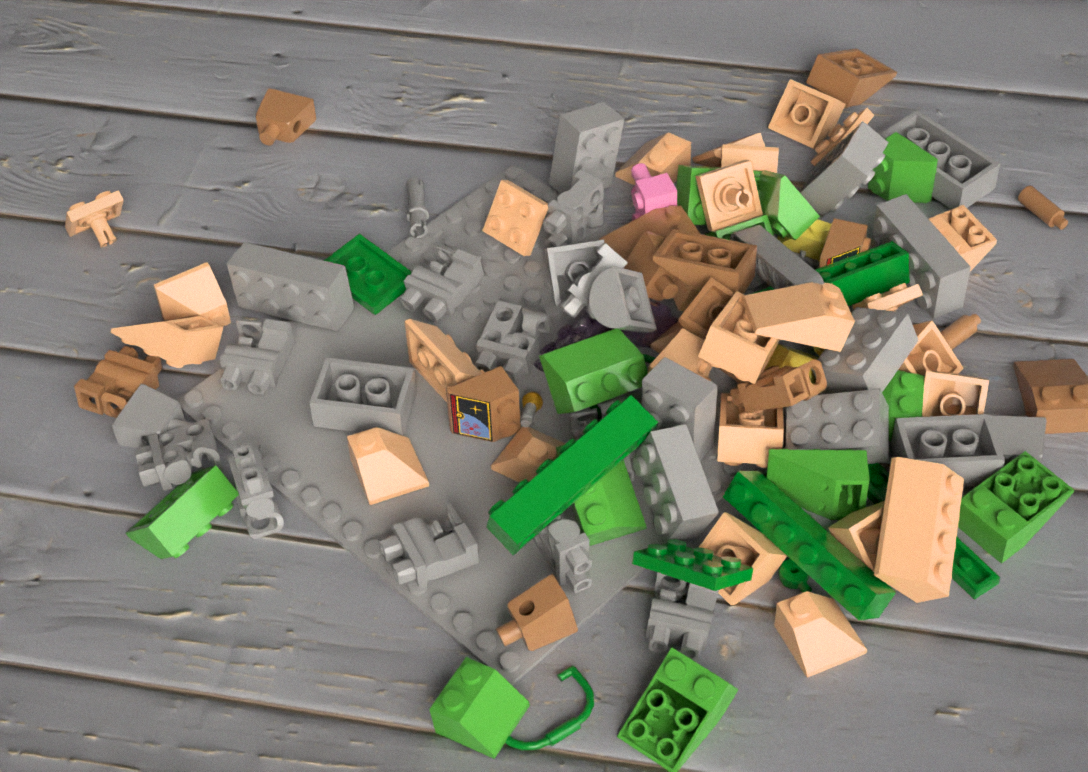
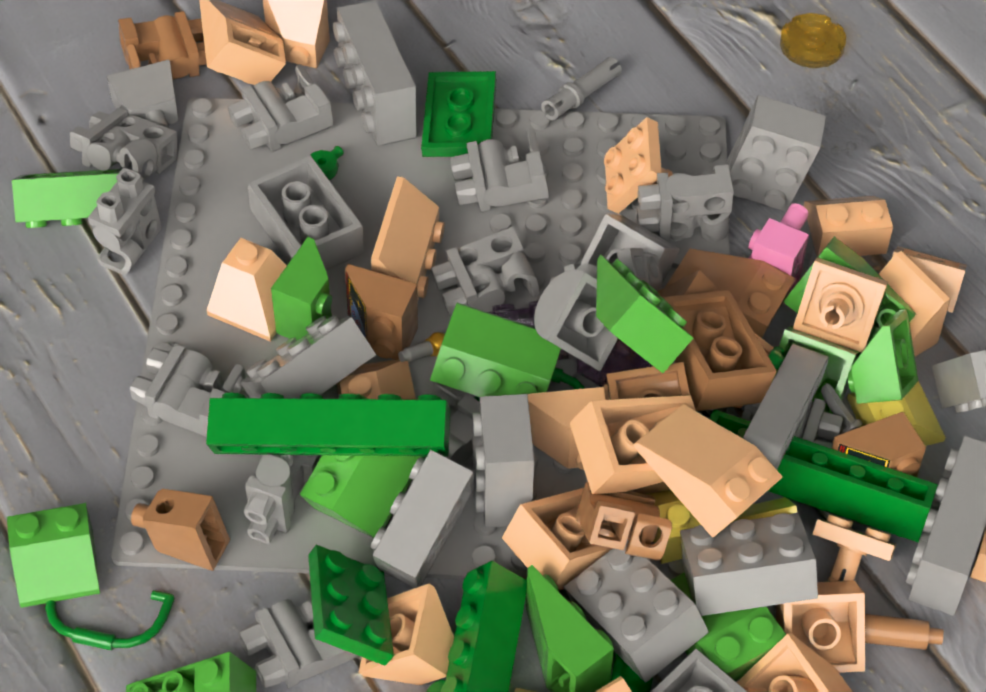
camera: 45 degrees right, 5 degrees up
(316, 363) = (328, 161): none -> green piece
(432, 434) = (301, 292): none -> bright green slope
(492, 463) = (311, 363): none -> light grey brick
(503, 90) = (812, 41): none -> clear yellow tile
(668, 265) = (639, 315): none -> bright green slope

